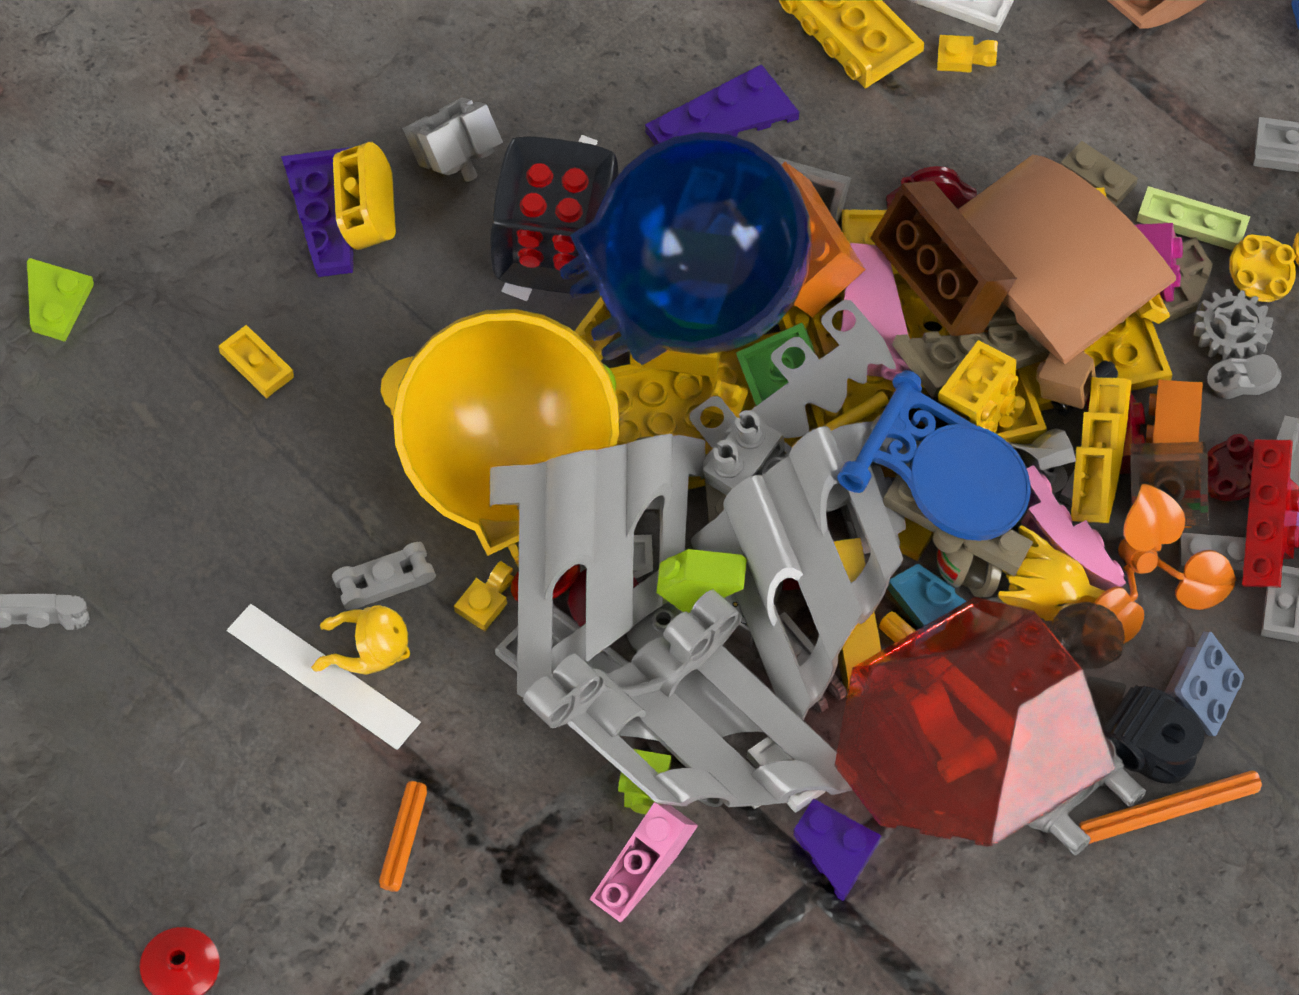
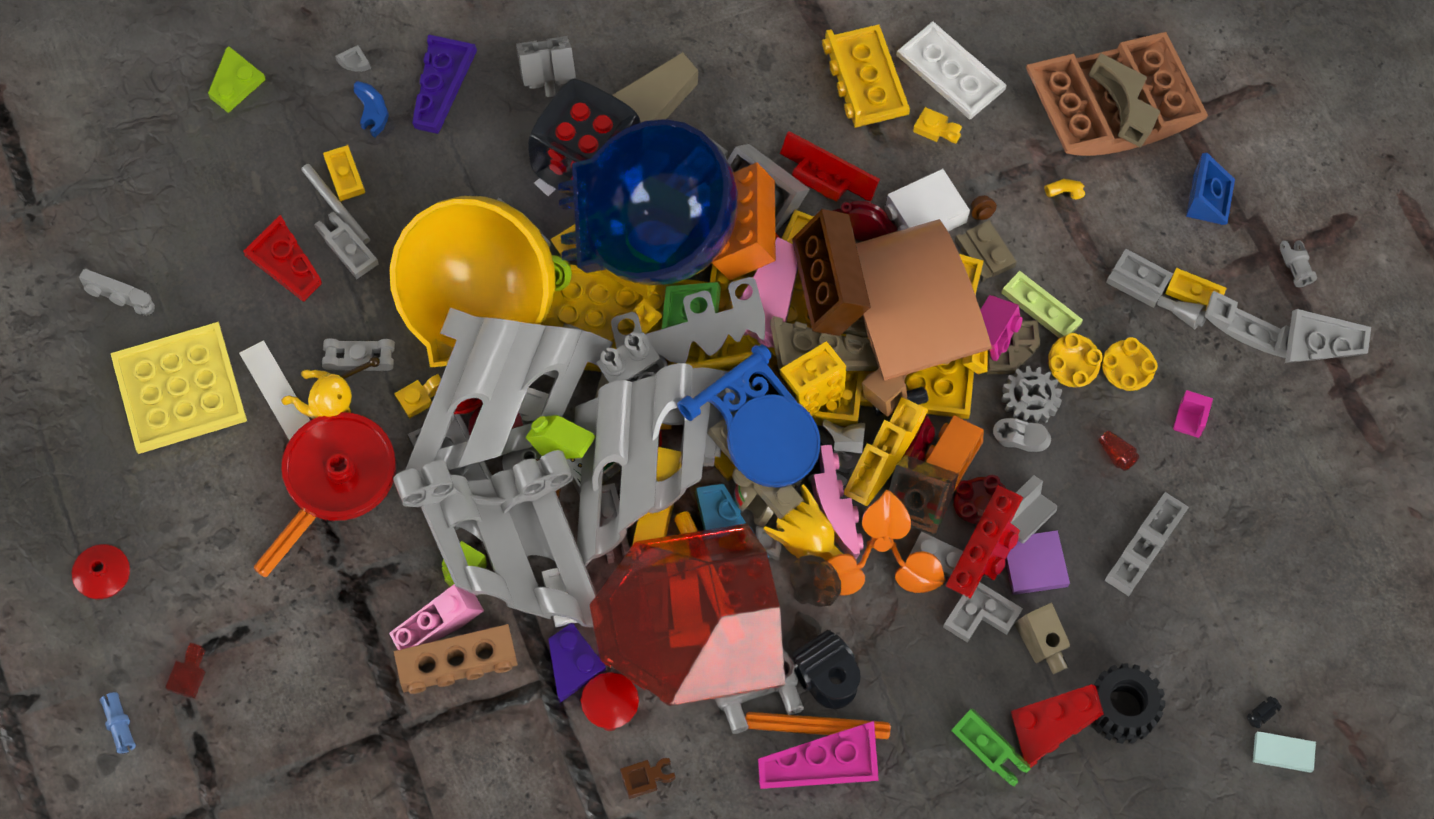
camera: 20 degrees right, 5 degrees up
(172, 699) = (178, 387): none -> light yellow plate
(198, 220) = (353, 60): none -> light grey tile
(226, 493) = (283, 259): none -> red wing
(254, 268) = (374, 108): none -> blue piece
(262, 404) = (334, 202): none -> light grey bar
(303, 448) = (347, 246): none -> light grey hinge
(364, 196) = (466, 82): yellow brick -> none
(412, 575) = (374, 362): none -> dark brown hinge
(431, 718) = (339, 466): none -> red dish
(613, 116) = (661, 90): none -> dark tan slope
(733, 107) = (756, 108): dark purple wing -> none
(733, 855) = (411, 659): none -> medium nougat brick
(858, 149) = (826, 171): none -> red bracket
(905, 874) = (610, 701): none -> red dish
(992, 951) = (642, 778): none -> reddish brown plate
(998, 145) = (927, 201): none -> white brick
(1067, 128) = (983, 207): none -> reddish brown plate
(1150, 69) = (1065, 185): none -> yellow arm
(1206, 682) = (883, 648): sand blue bracket -> none
(1206, 840) = (828, 760): none -> dark pink wing

